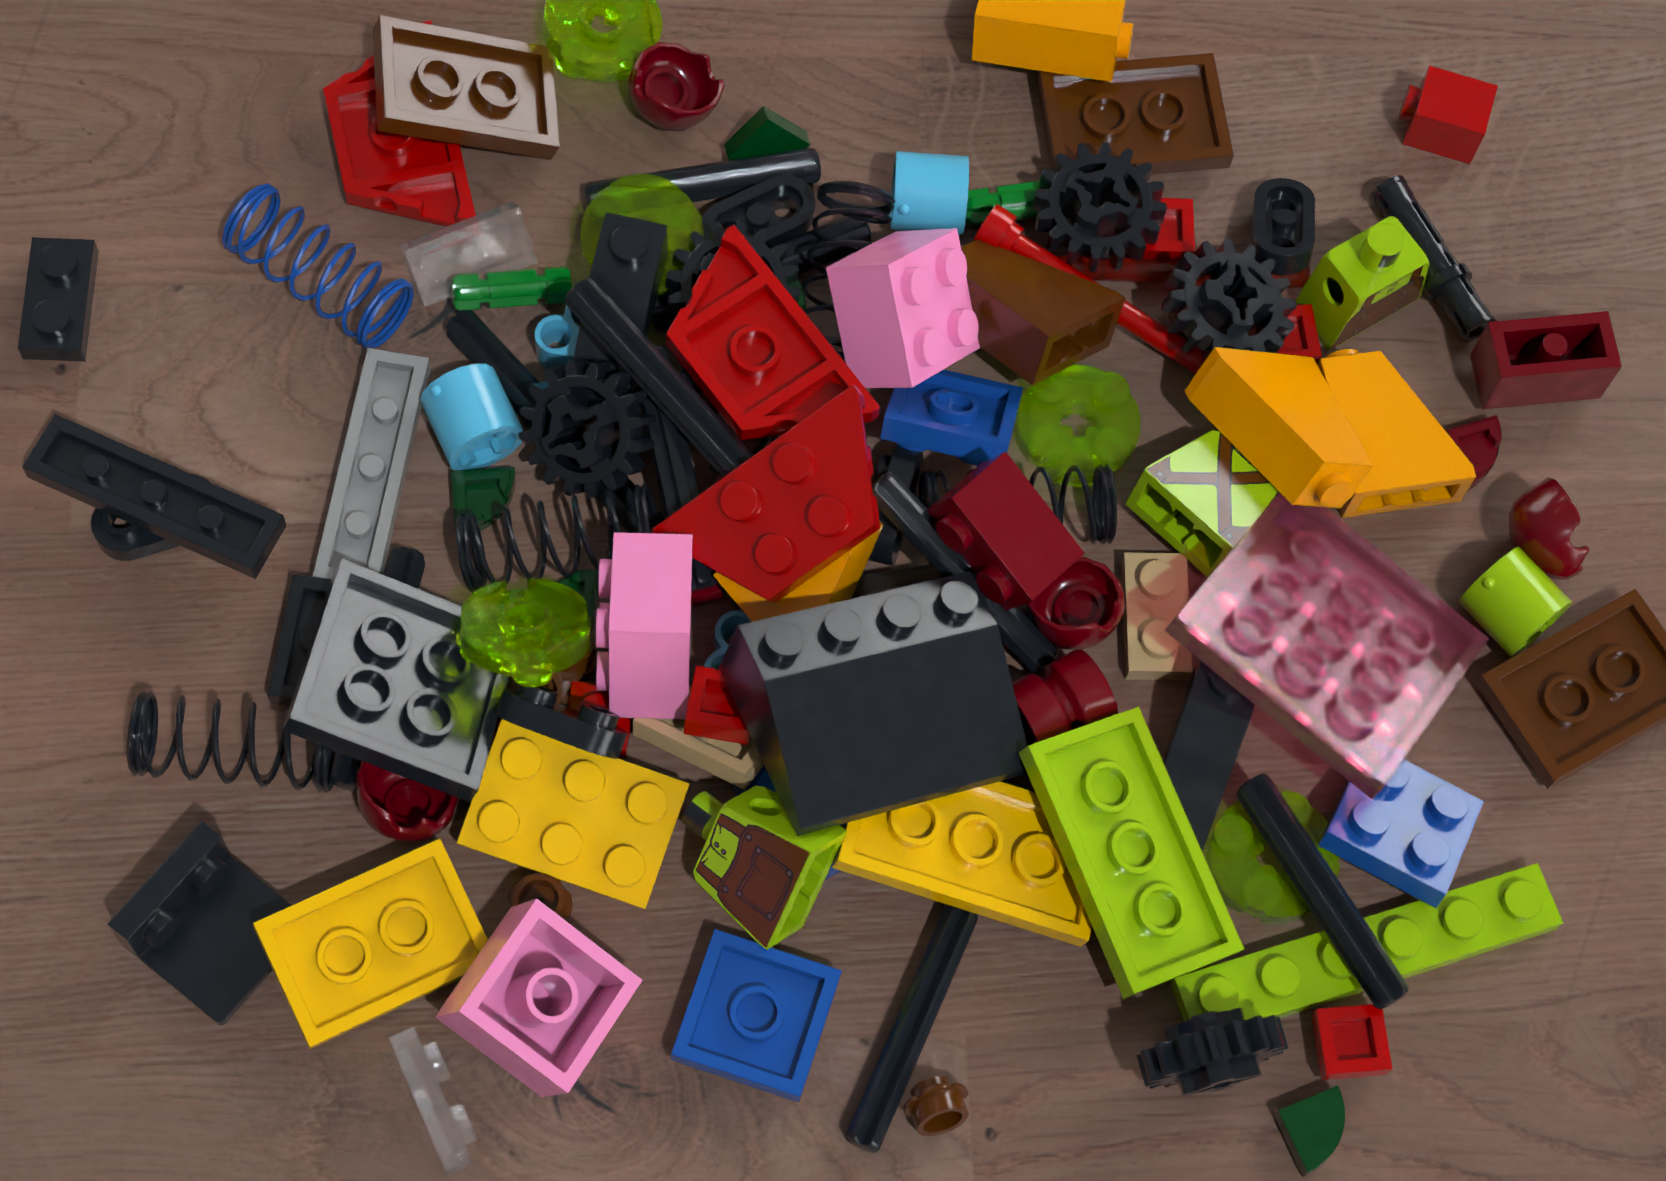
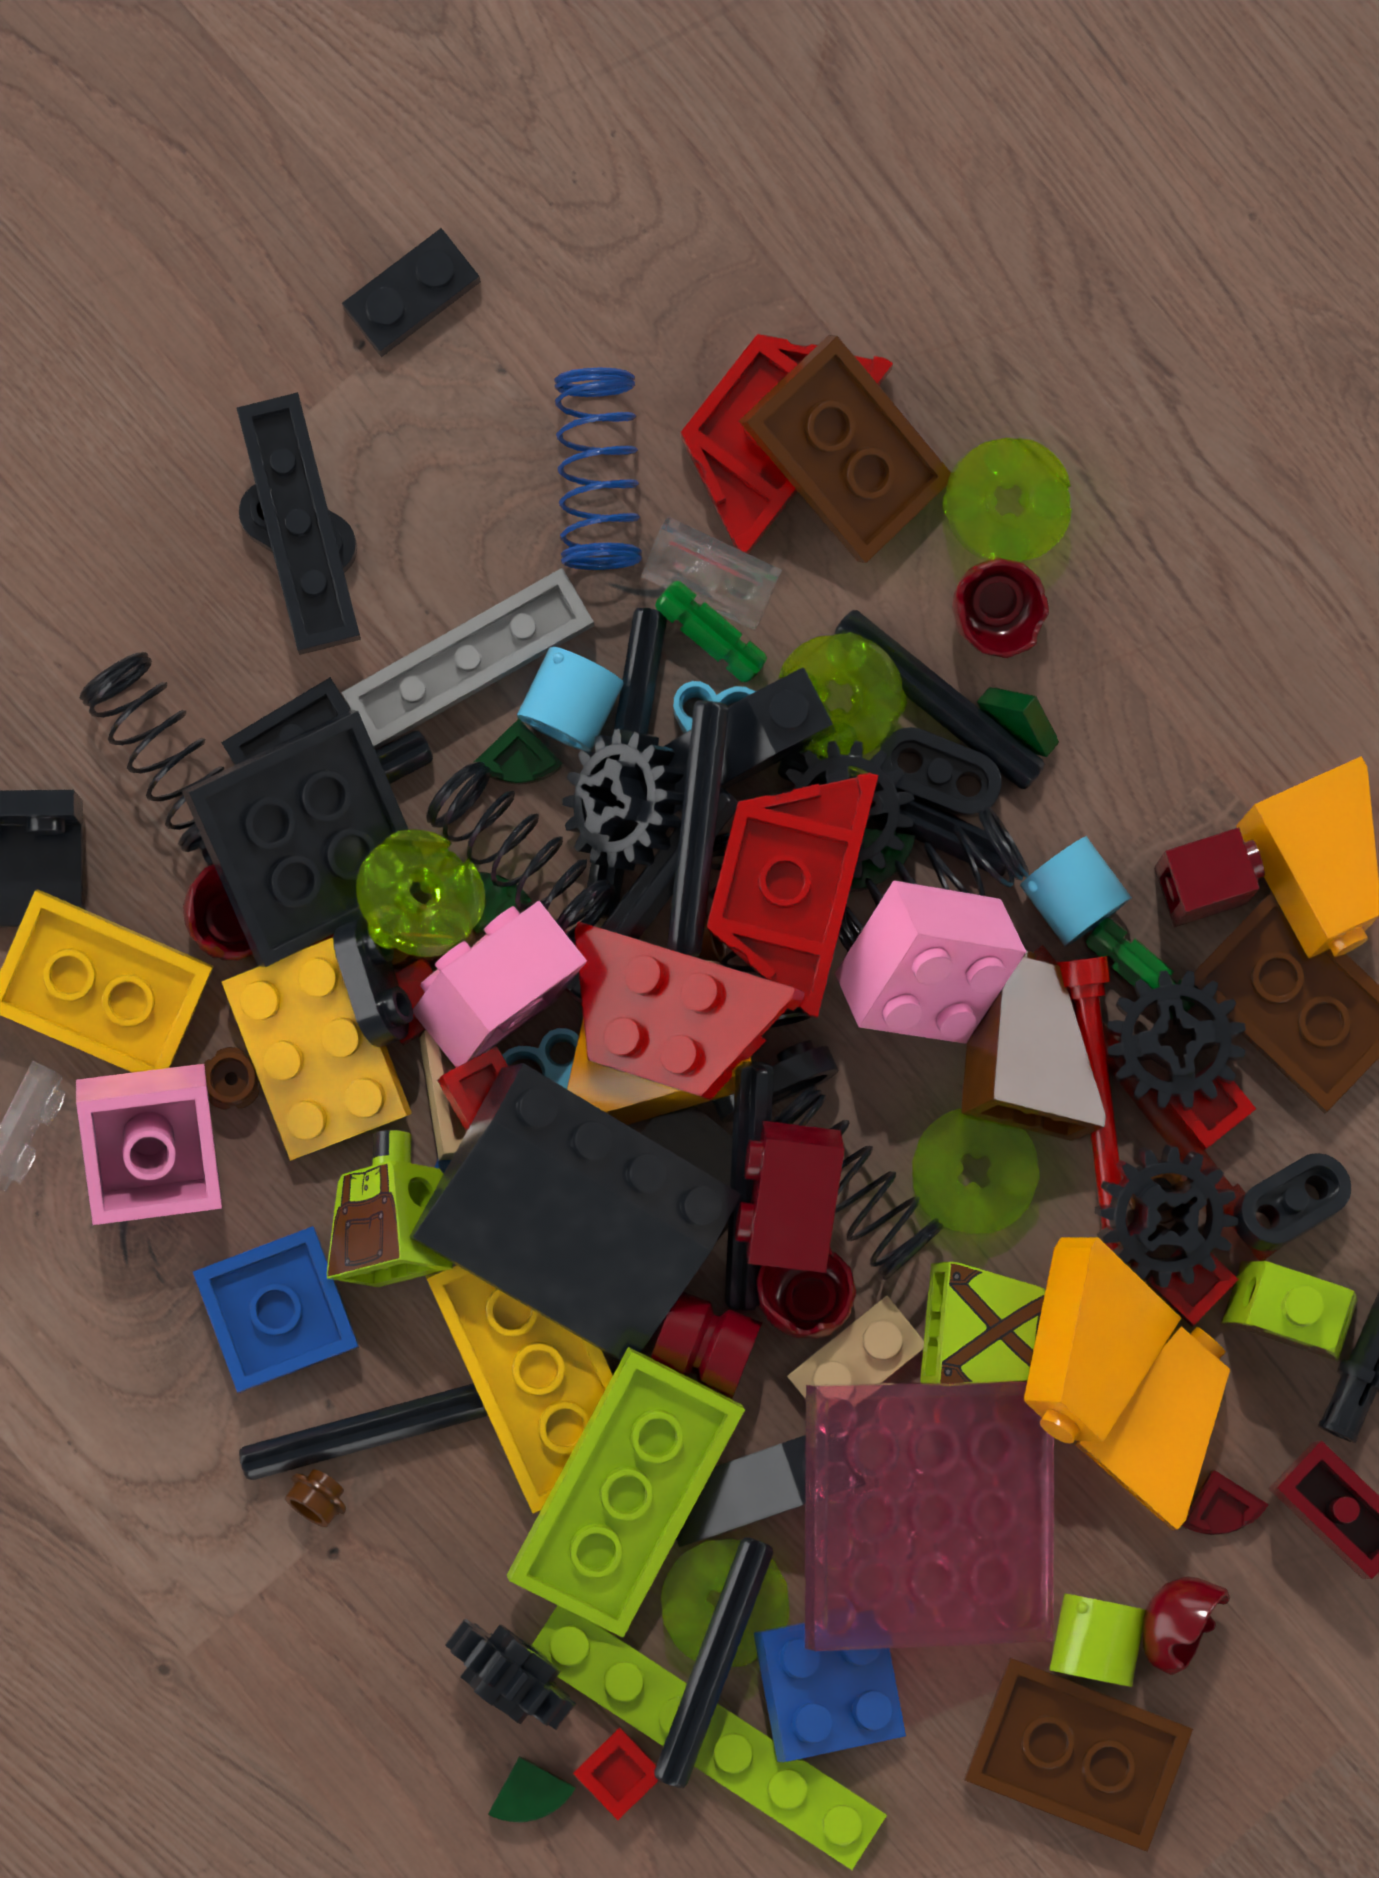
camera: 60 degrees right, 15 degrees up
(953, 416) = (884, 1077): blue plate -> none
(997, 93) = (1209, 876): none -> dark red brick

